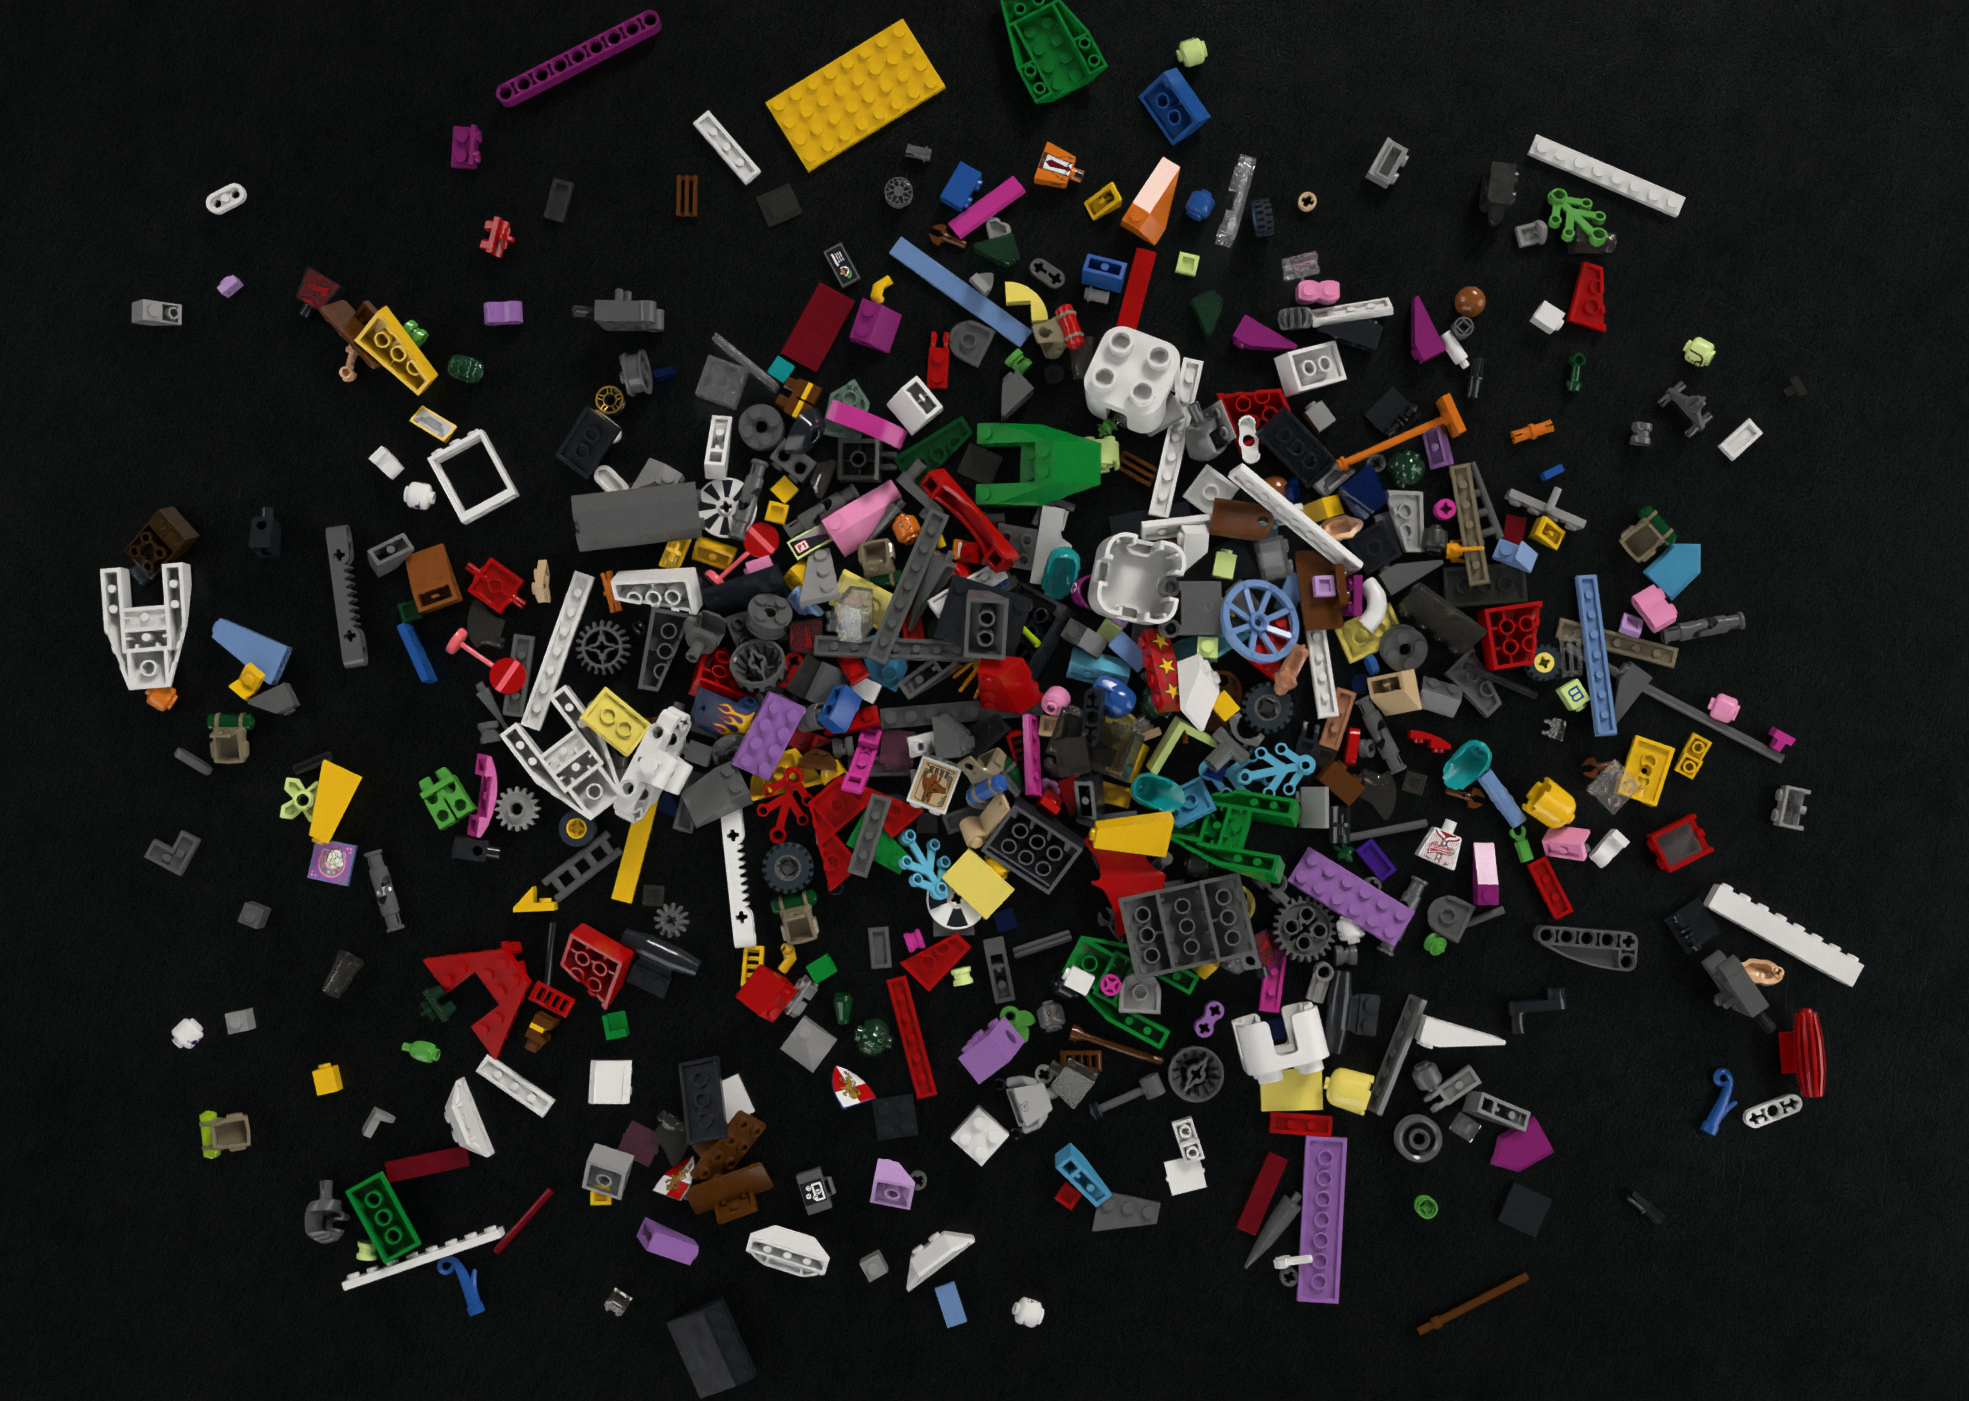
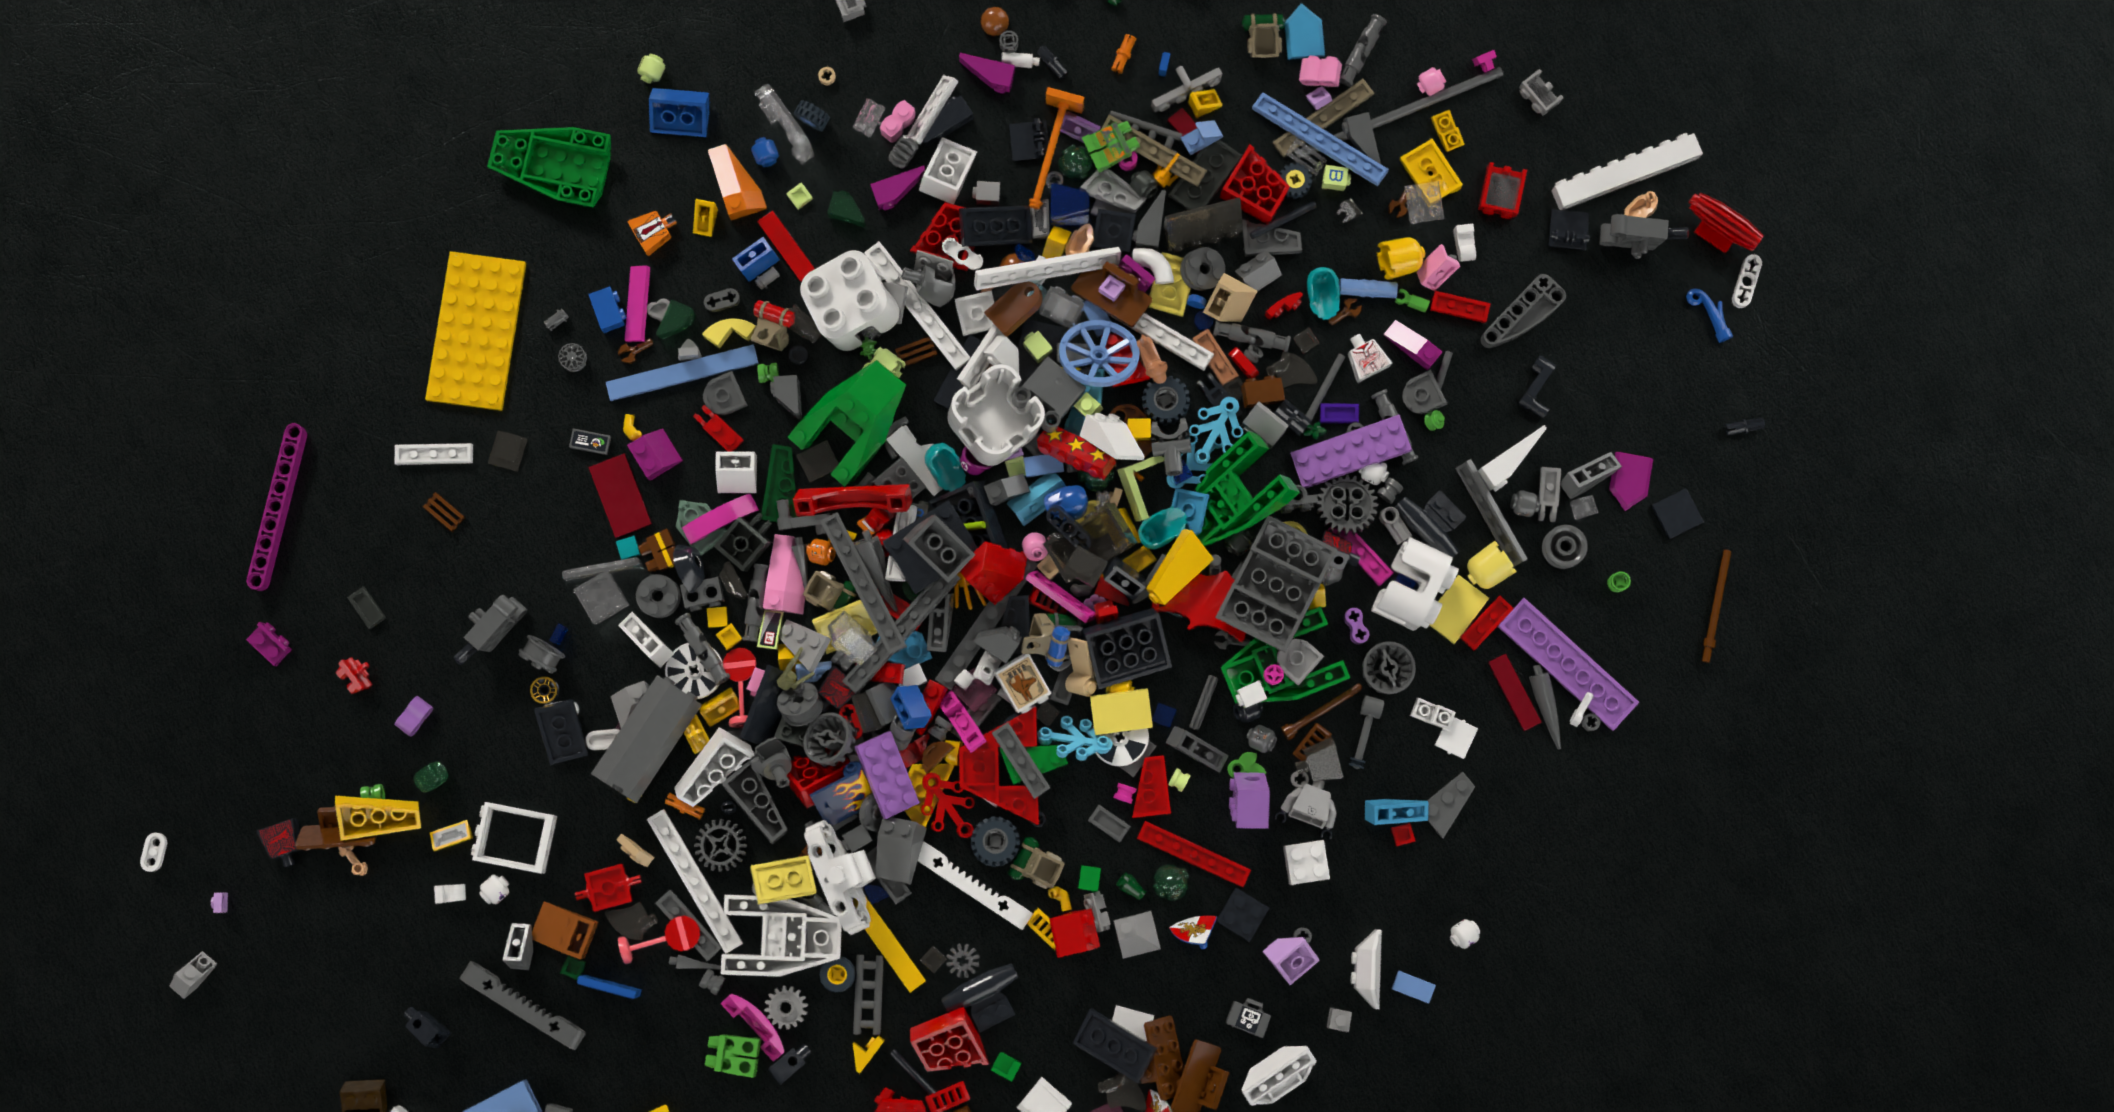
camera: 50 degrees left, 5 degrees down
(781, 589) = (788, 677): none -> olive plant
(899, 733) = (964, 679): none -> white hose
(1447, 486) = (1109, 145): none -> bright green hips

